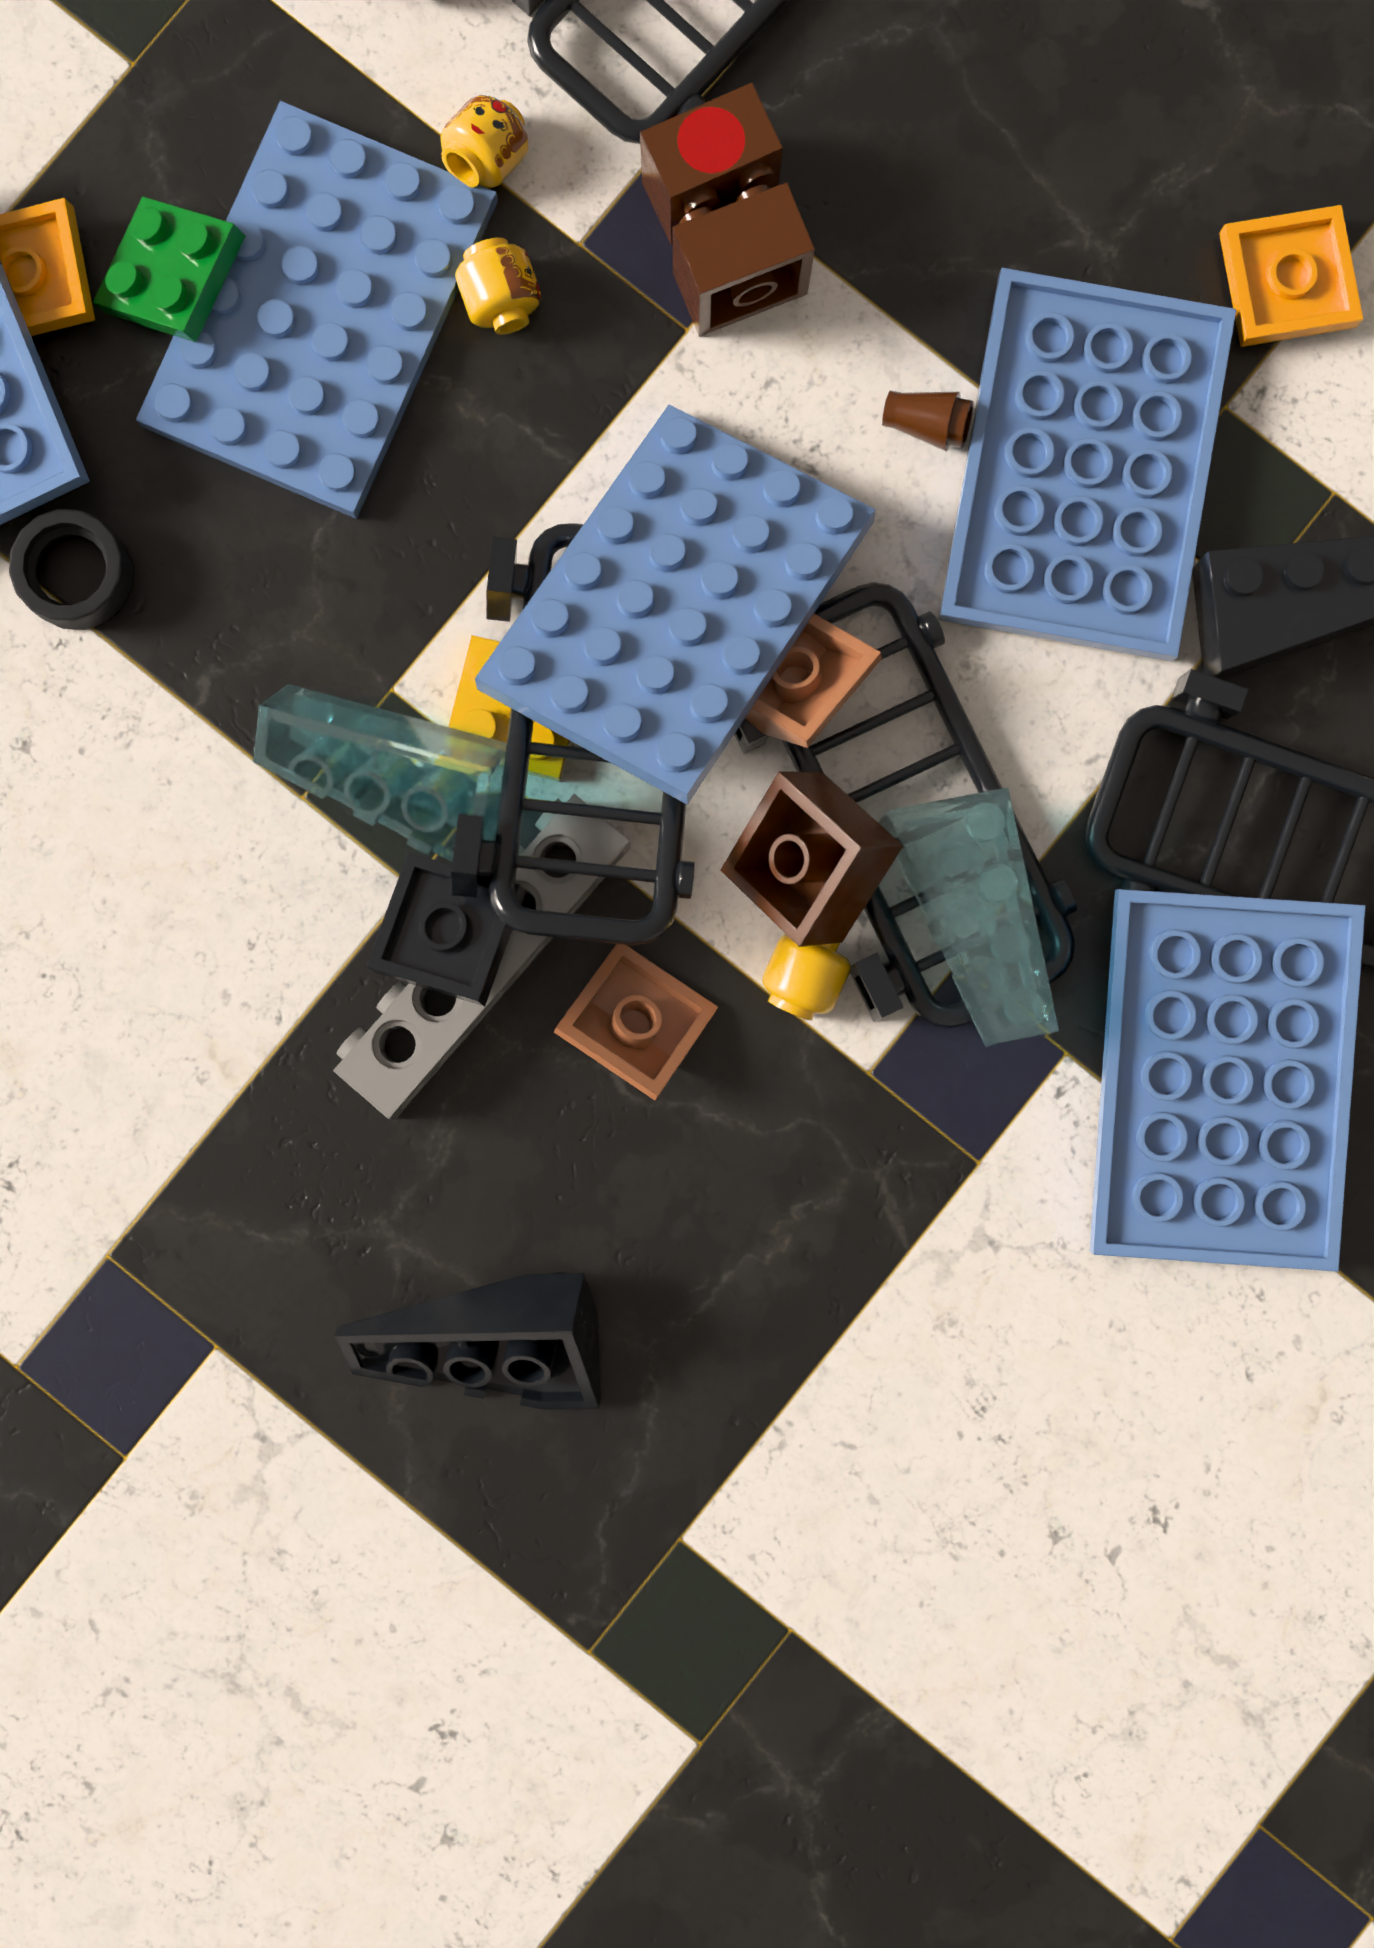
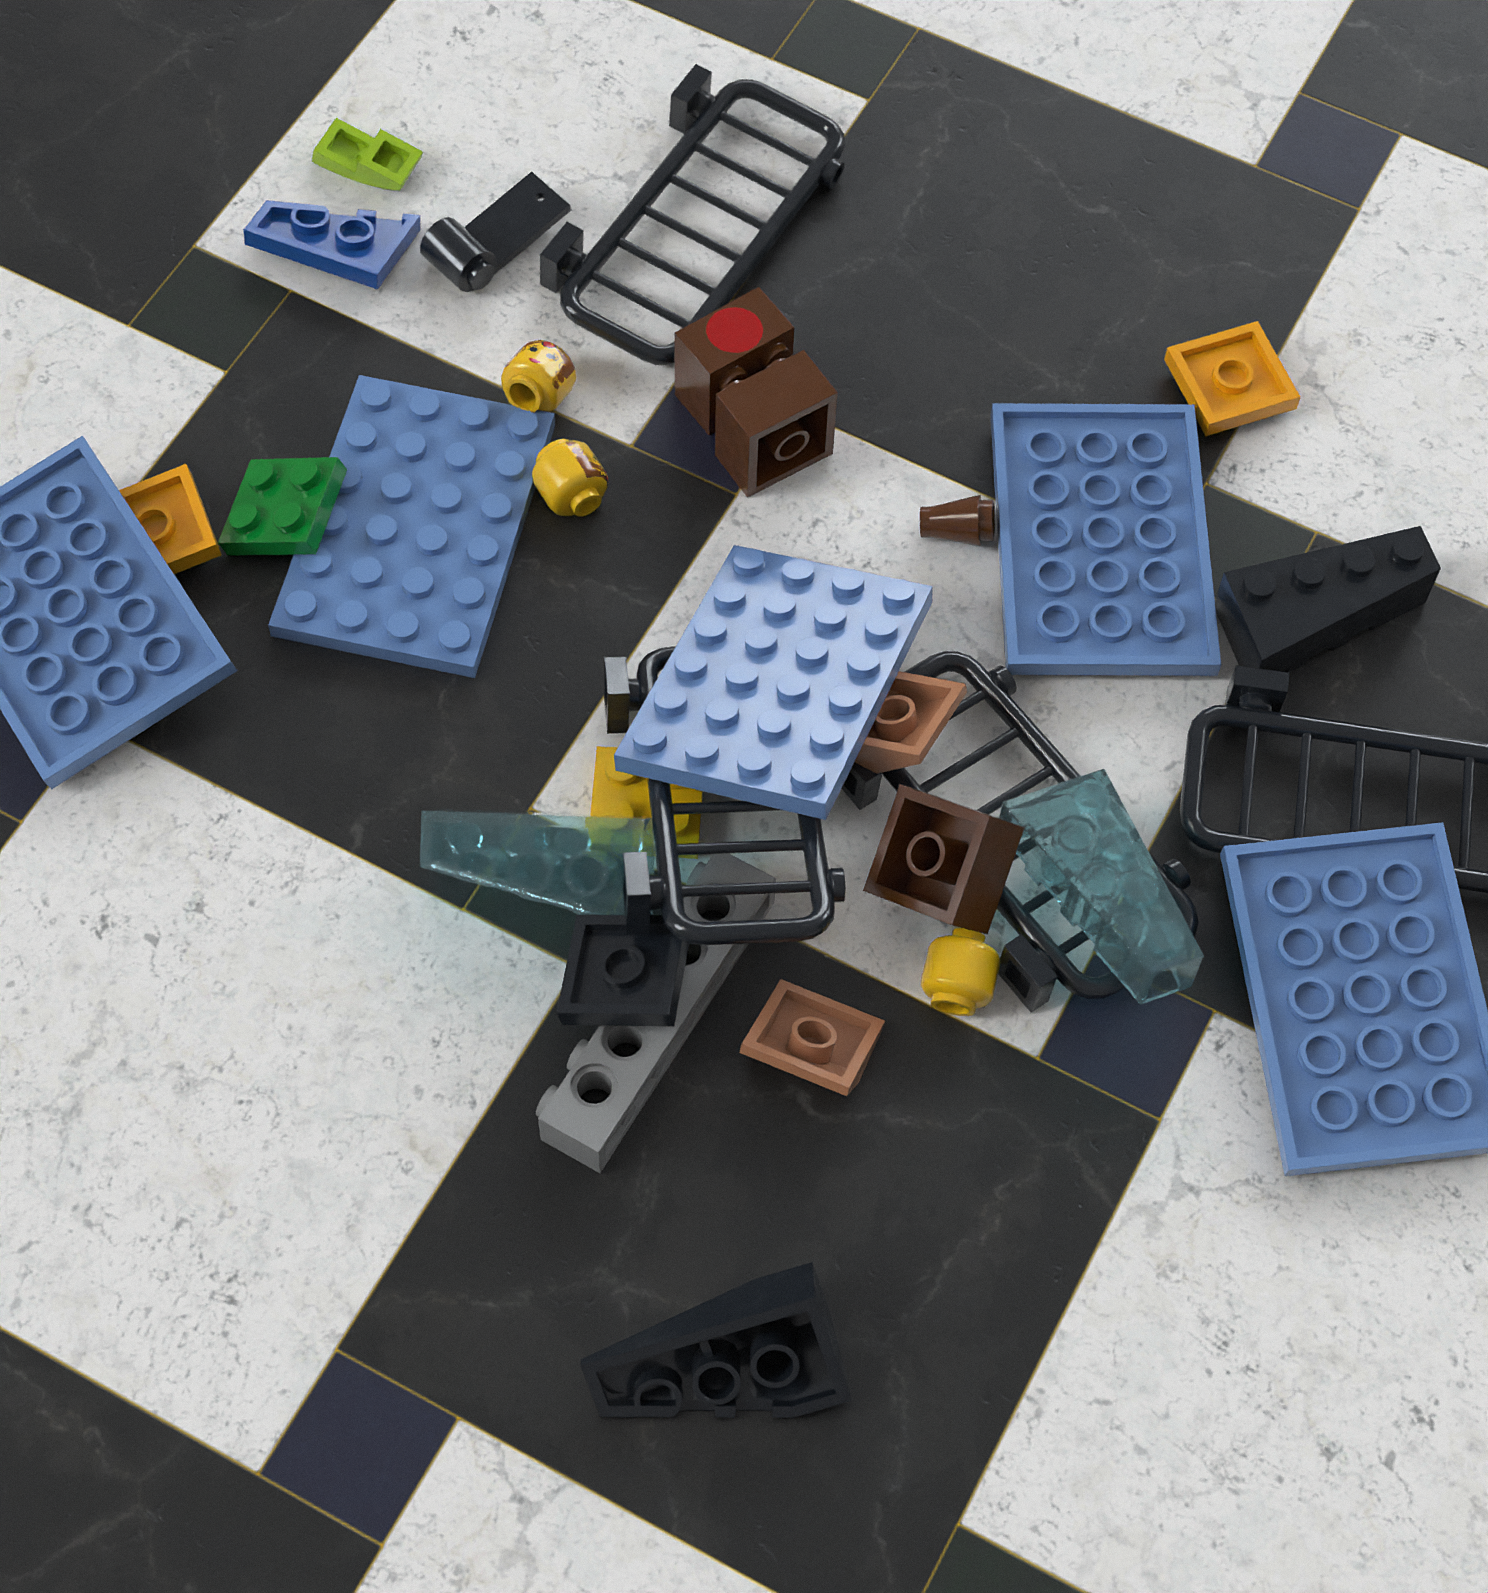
camera: 10 degrees left, 25 degrees down
(42, 534) = (218, 714): black tyre -> none

